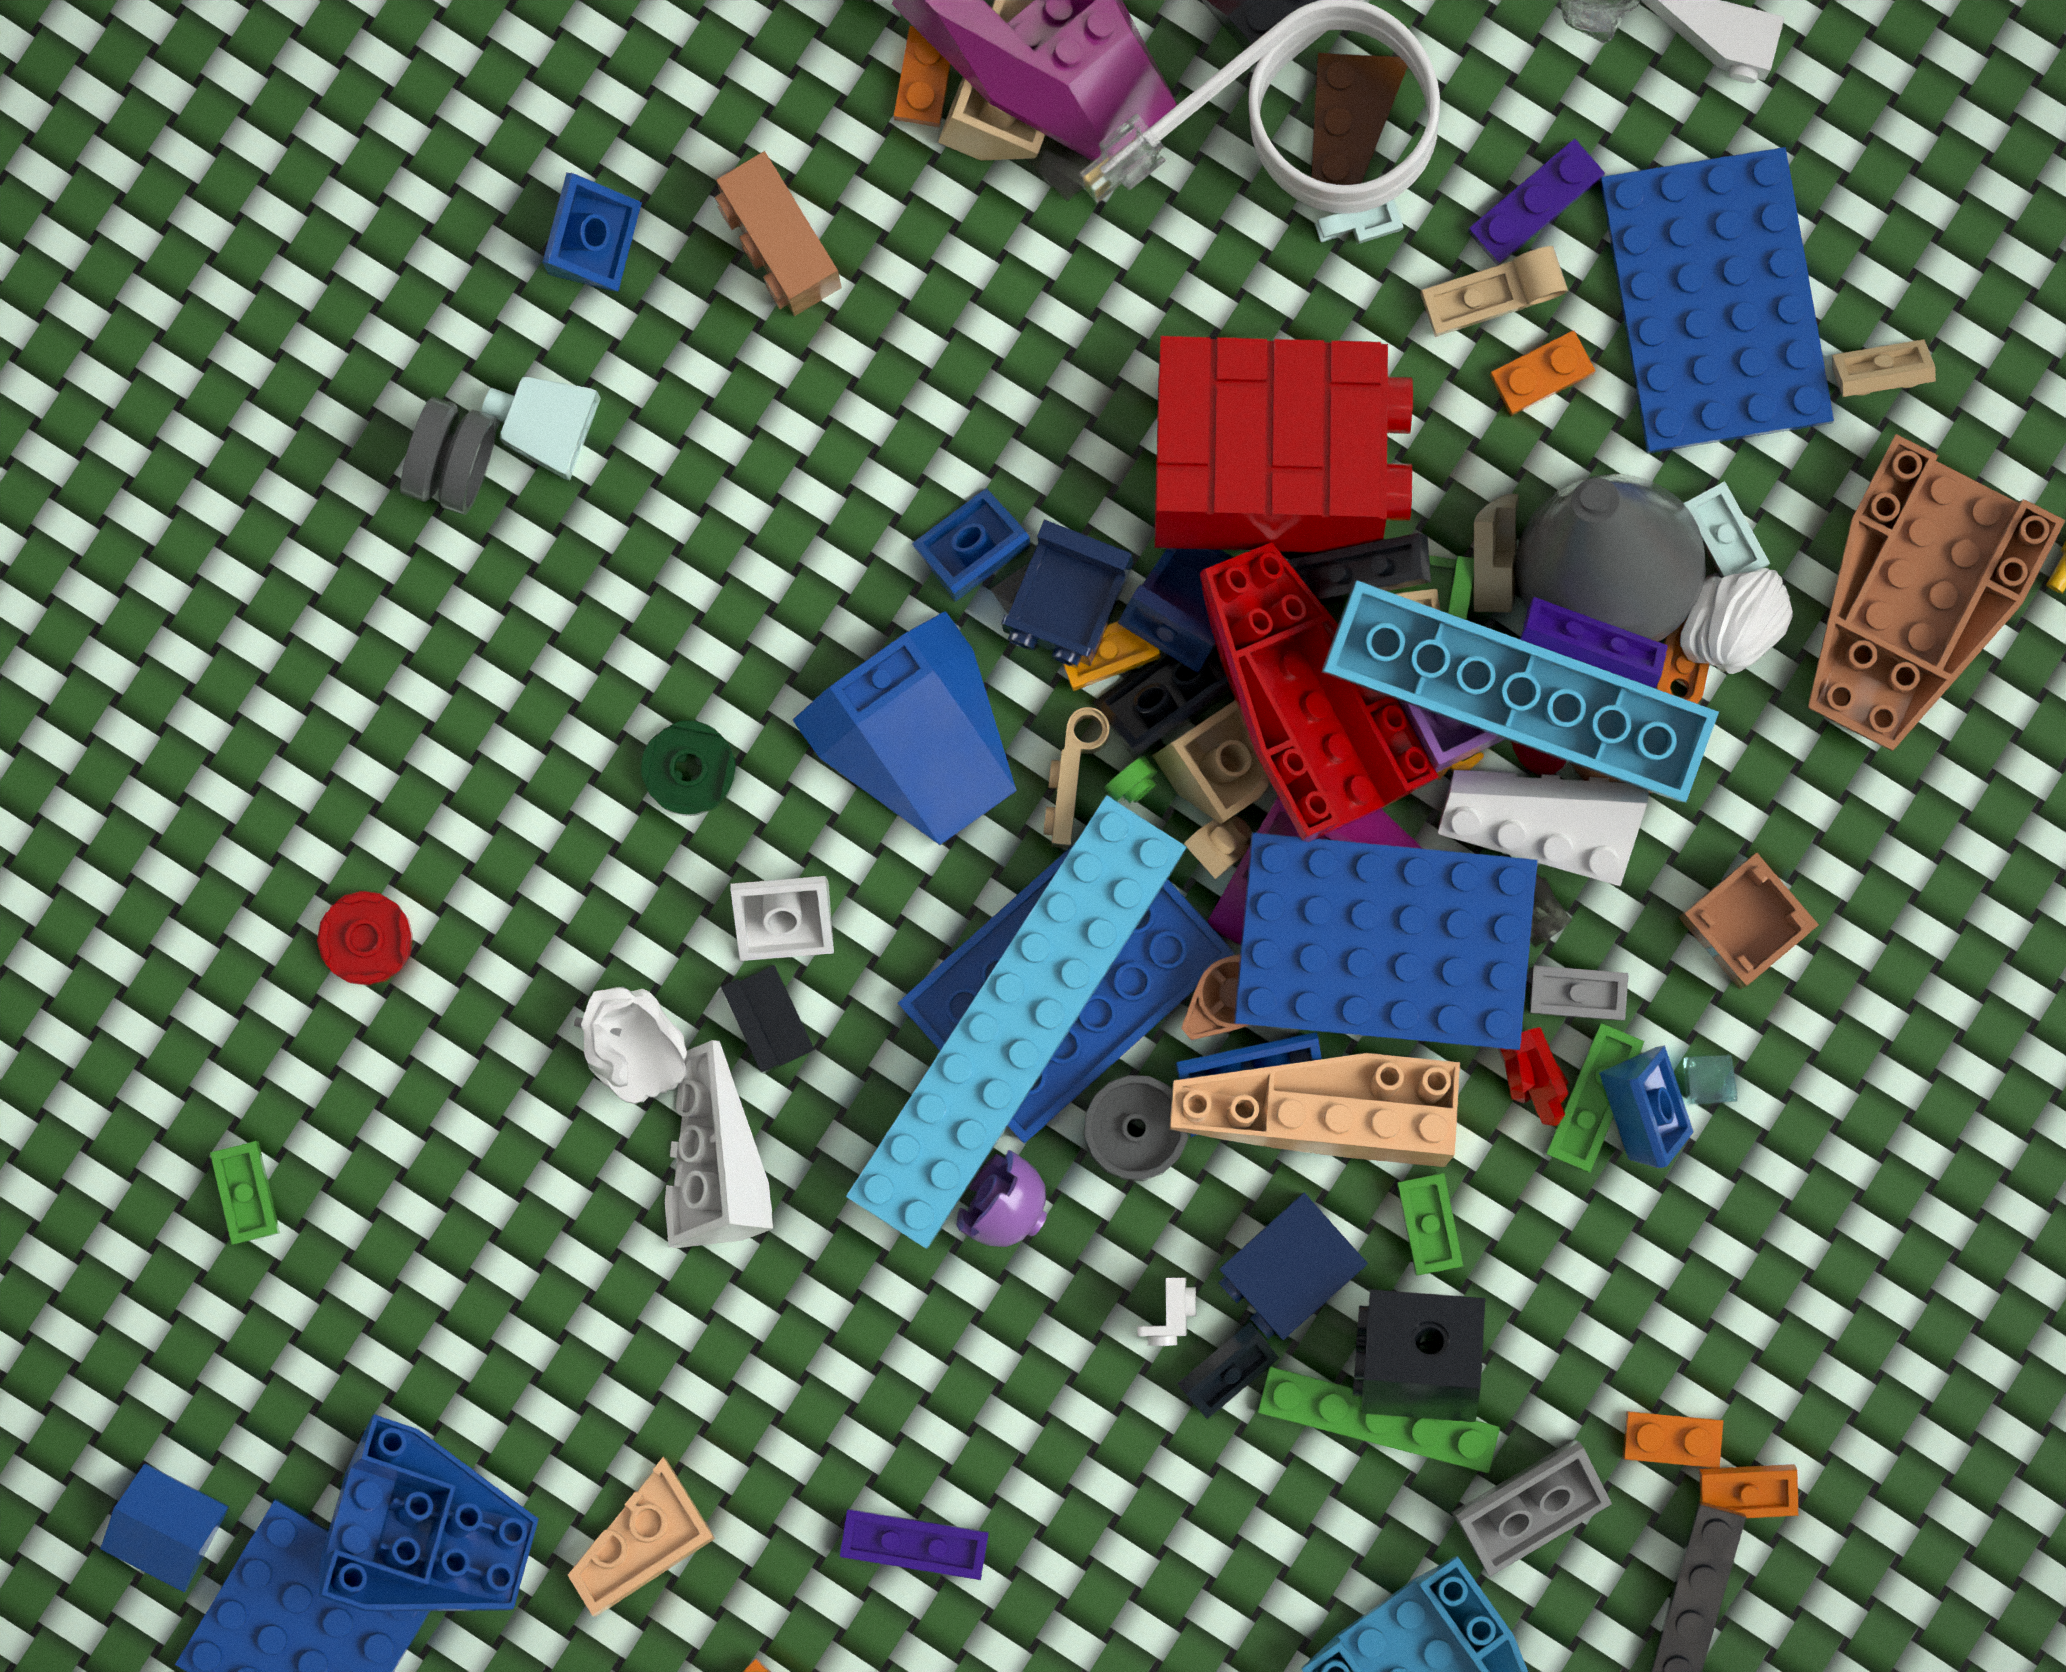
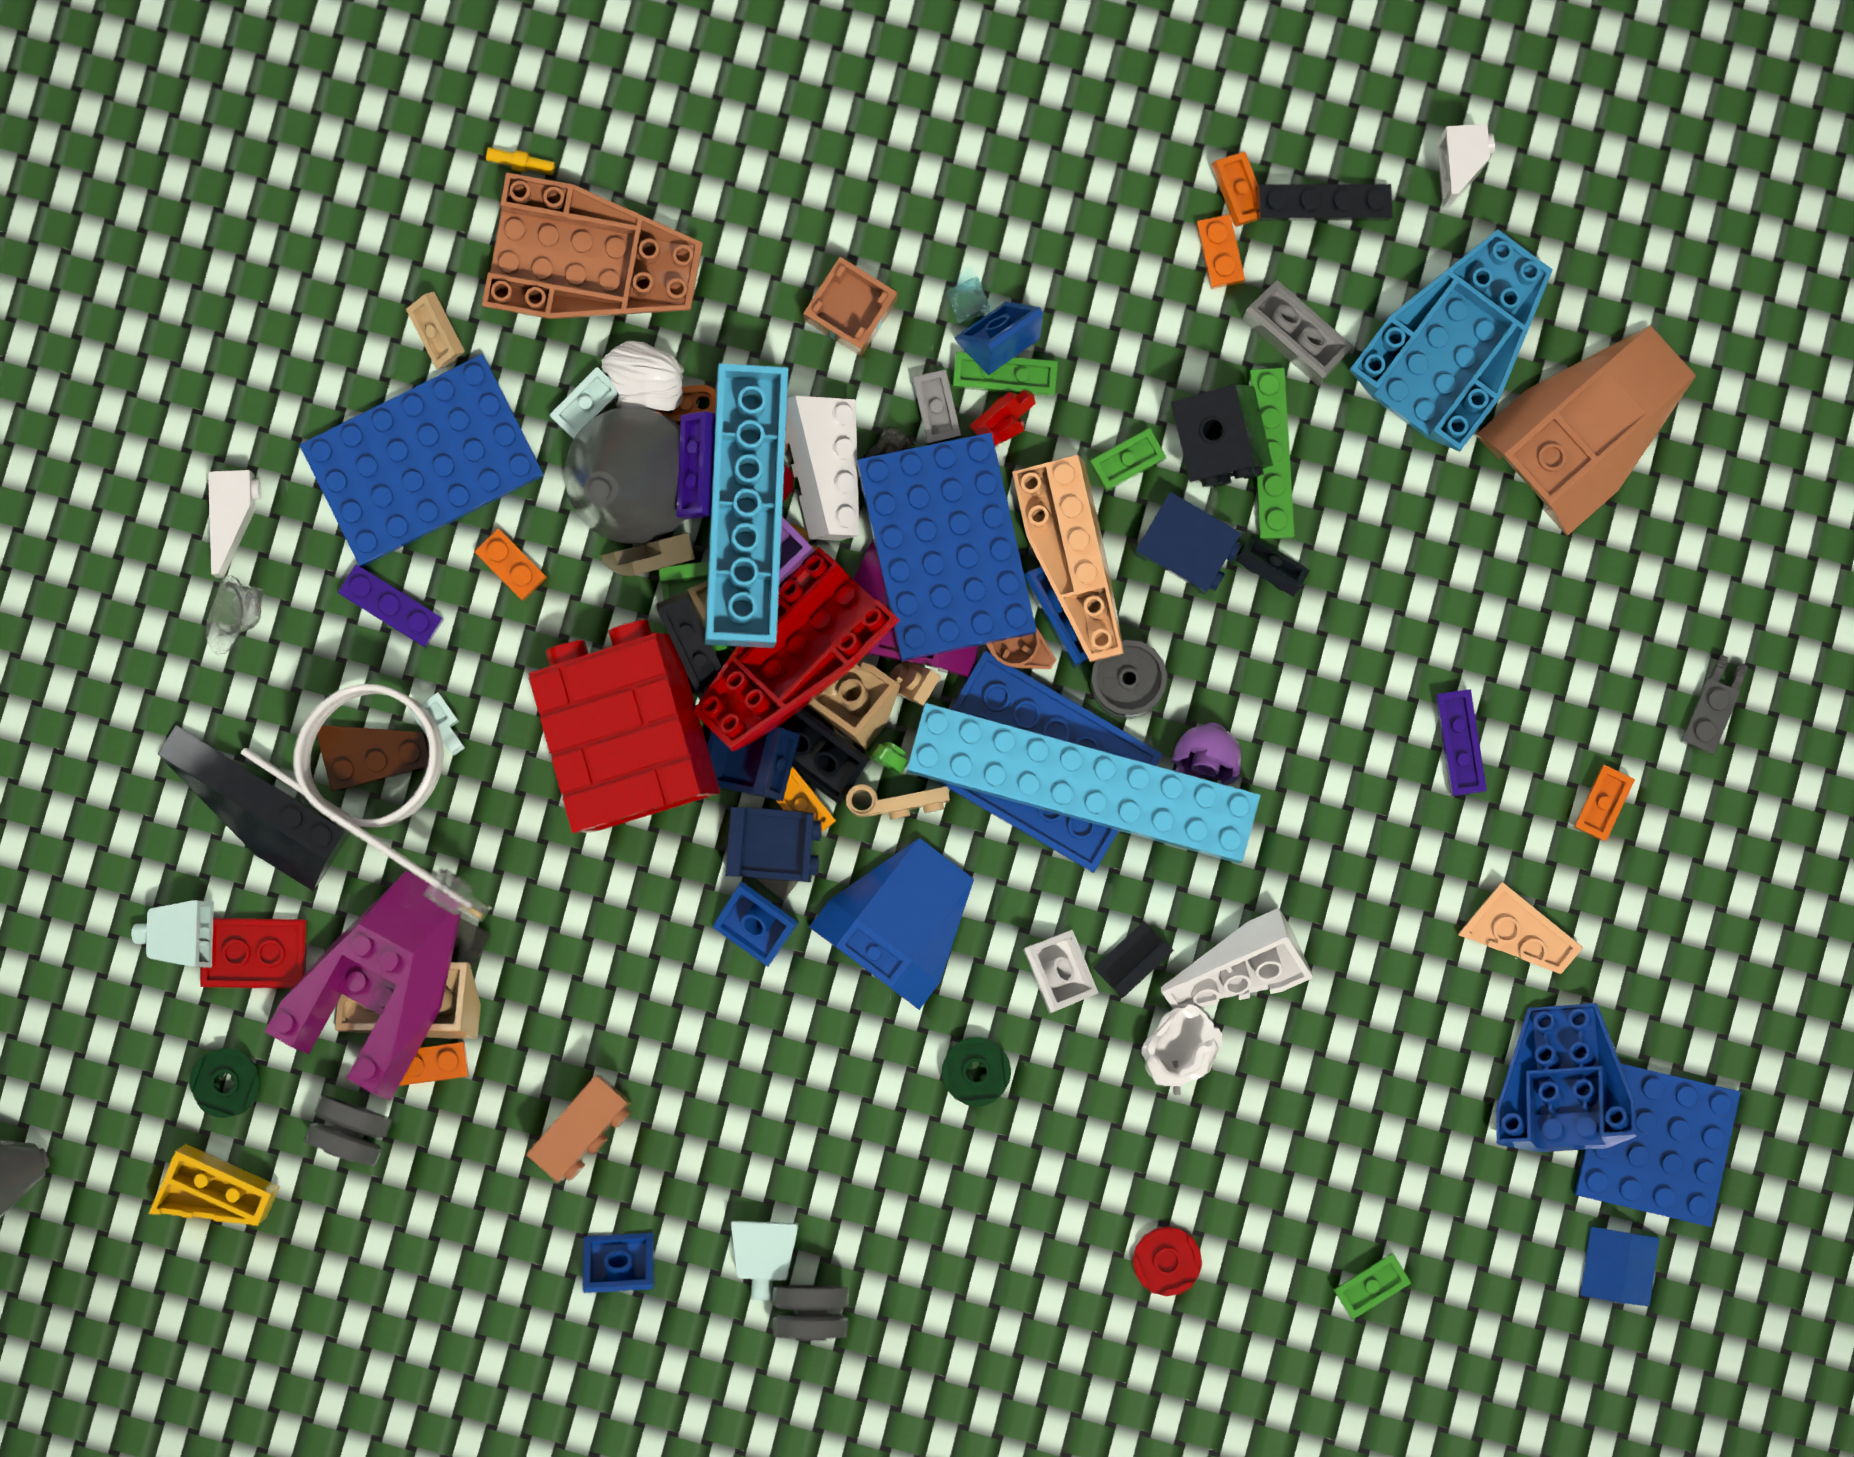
camera: 115 degrees left, 0 degrees up
(1179, 1305) = (1242, 610): white bracket -> none
(1494, 291) = (464, 615): tan plate -> none

